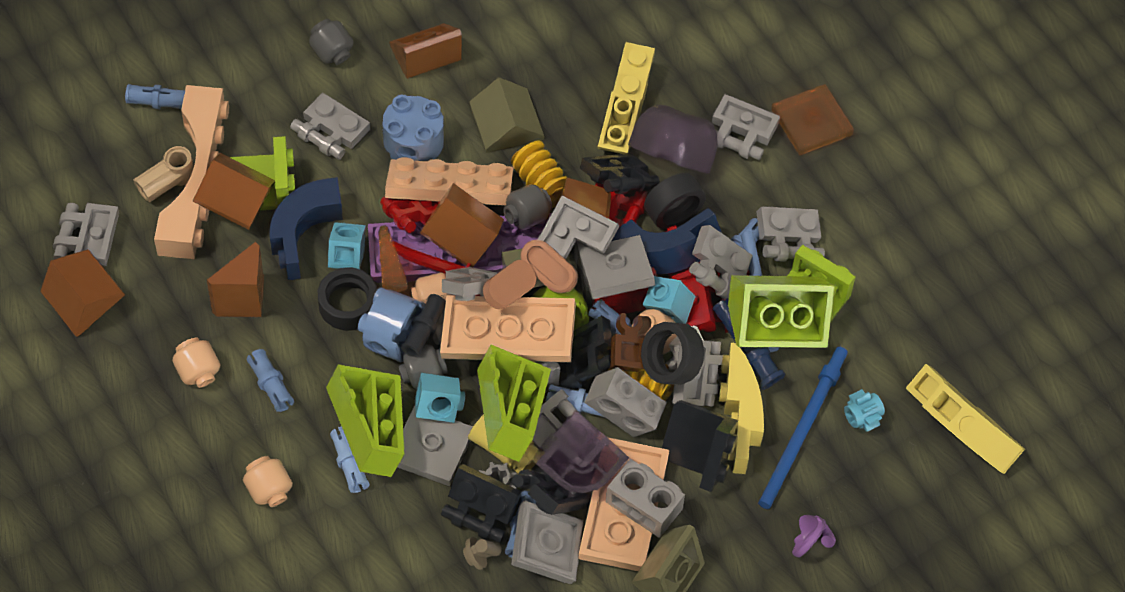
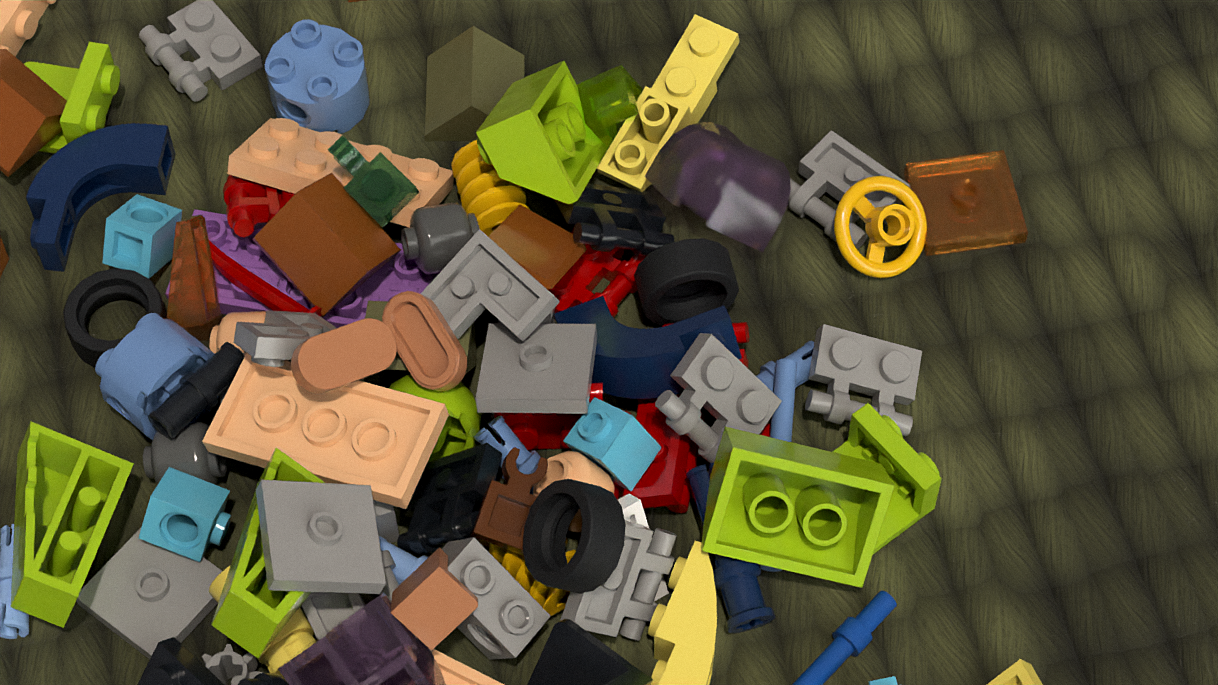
camera: 20 degrees right, 0 degrees up
(481, 185) = (375, 184): none -> clear green plate
(535, 386) = (320, 537): none -> light grey plate
(565, 133) = (541, 136): none -> lime slope
(593, 105) = (608, 100): none -> clear neon green panel
(604, 406) = (432, 601): none -> nougat panel
(774, 143) = (903, 223): none -> yellow piece

